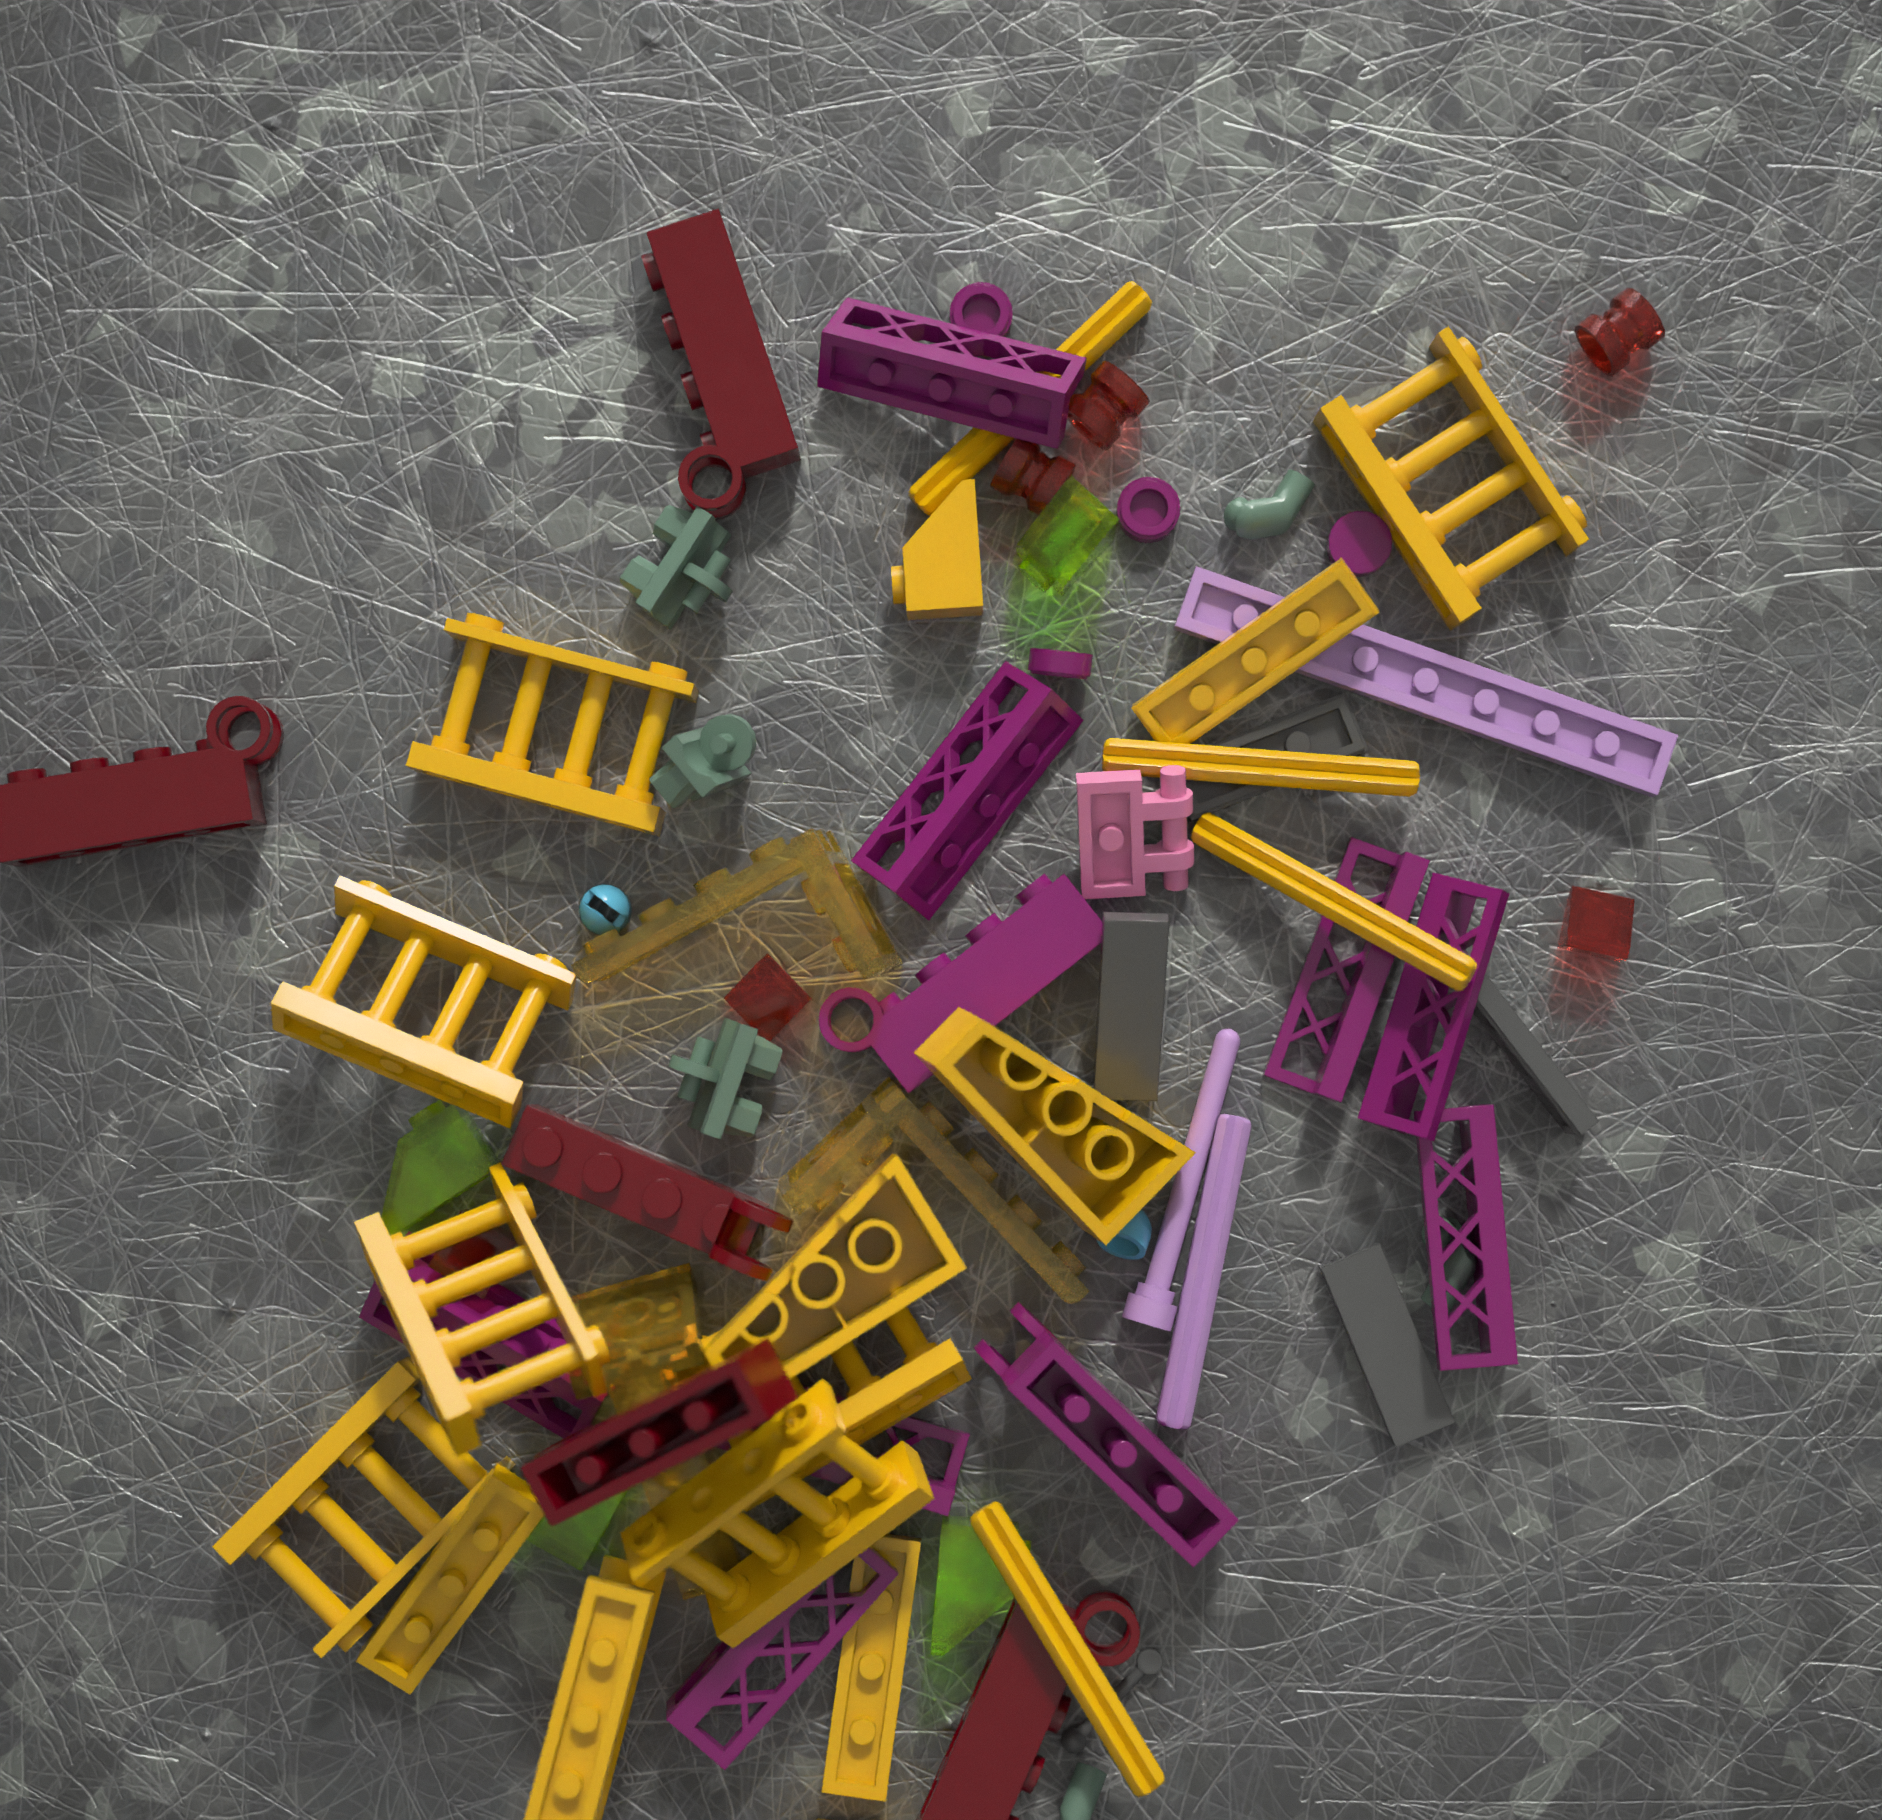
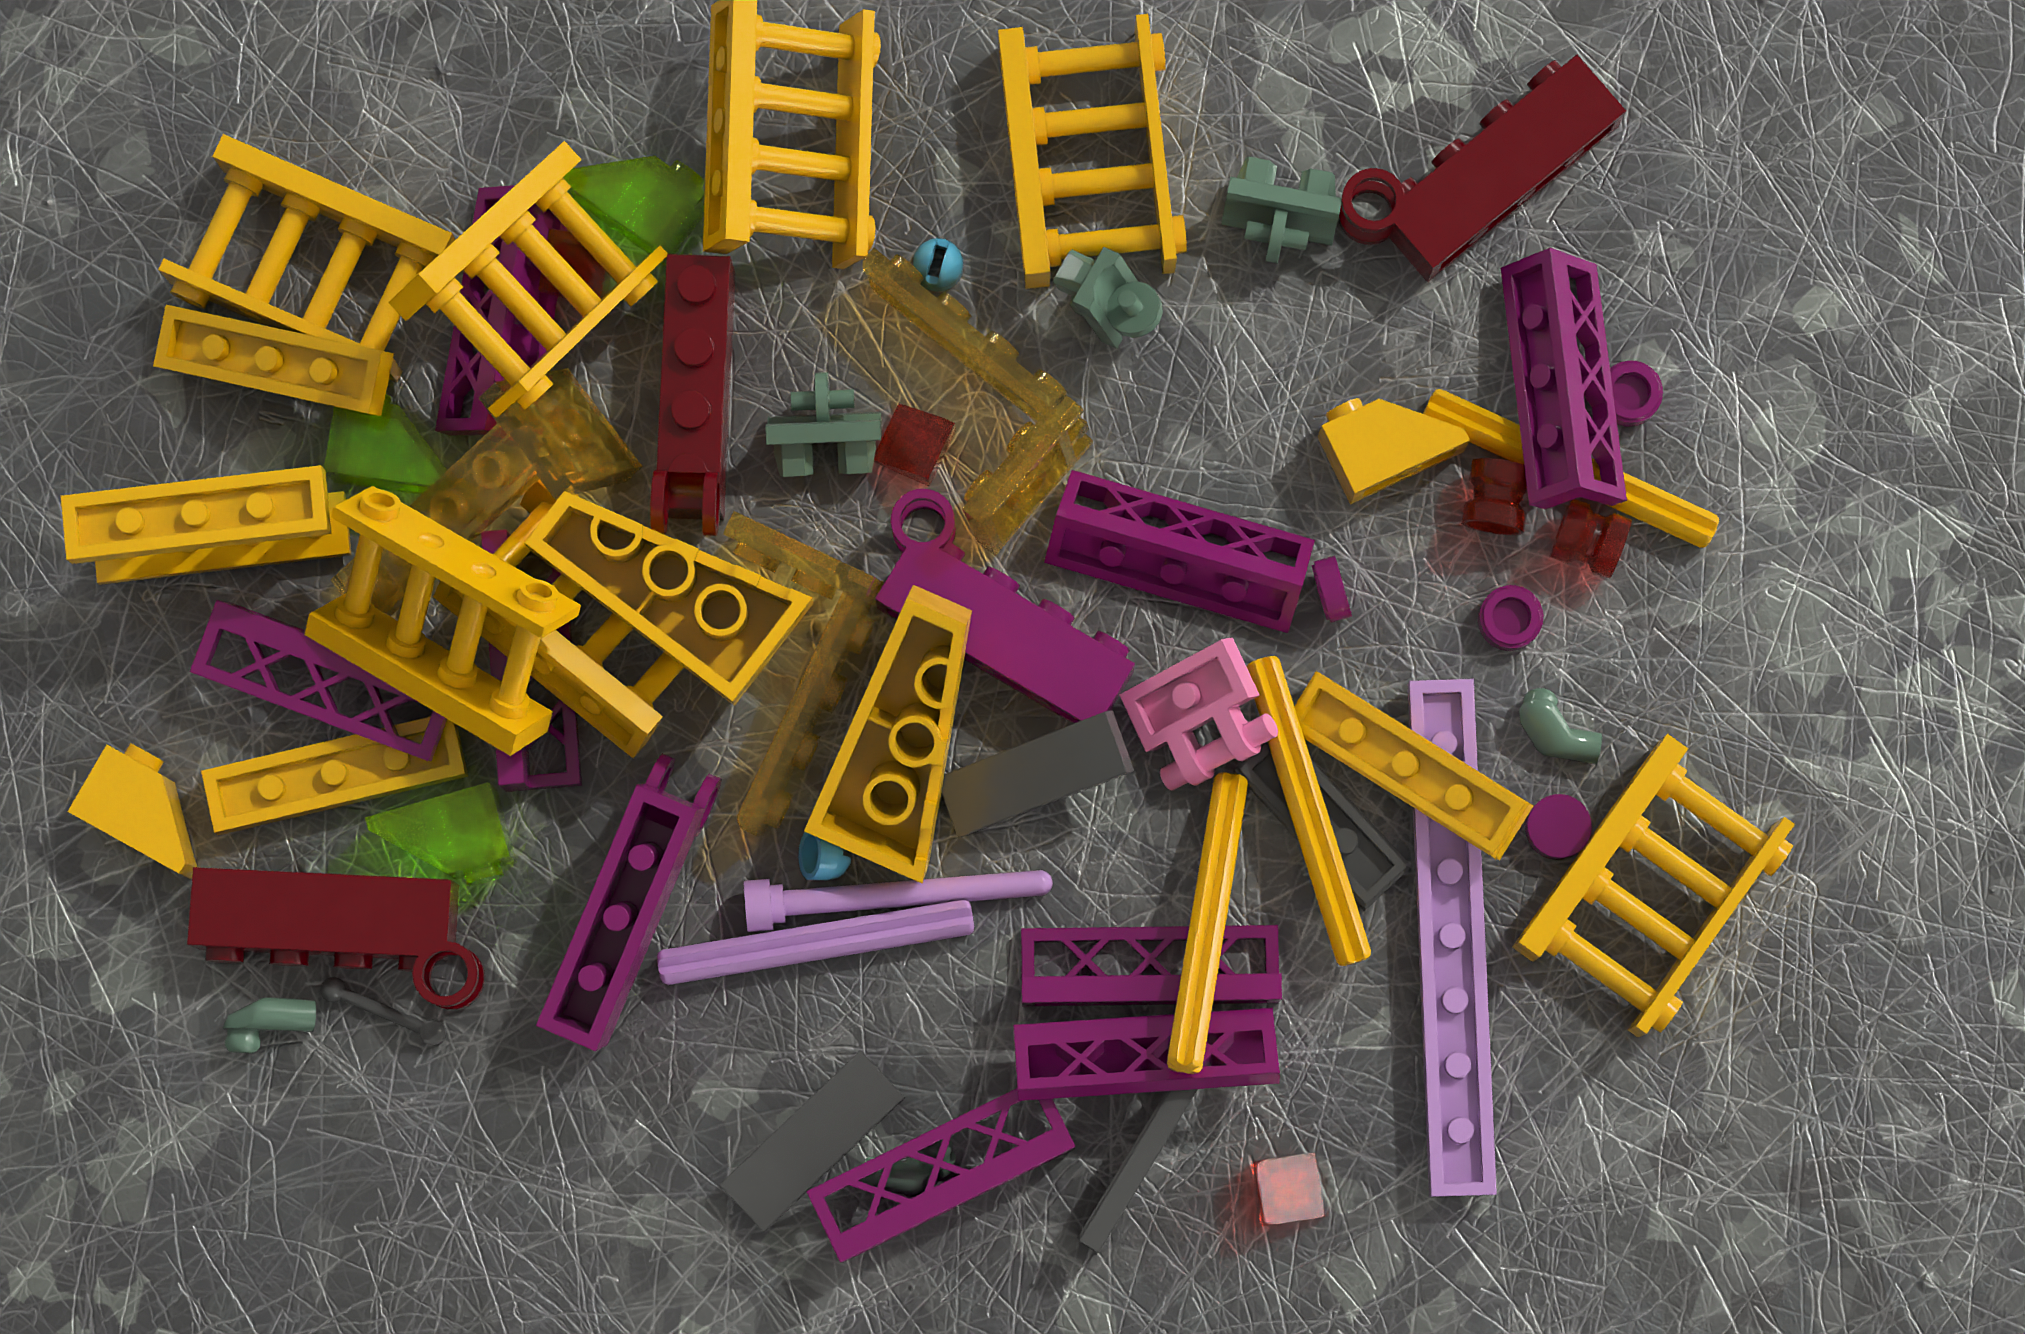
camera: 65 degrees right, 5 degrees down
(659, 1432) = (477, 475): dark red hinge -> none
(1066, 538) = (1447, 546): clear neon green slope -> none
(1067, 1649) = (416, 939): yellow axle -> none
(1623, 329) = (1865, 997): clear red wheel -> none

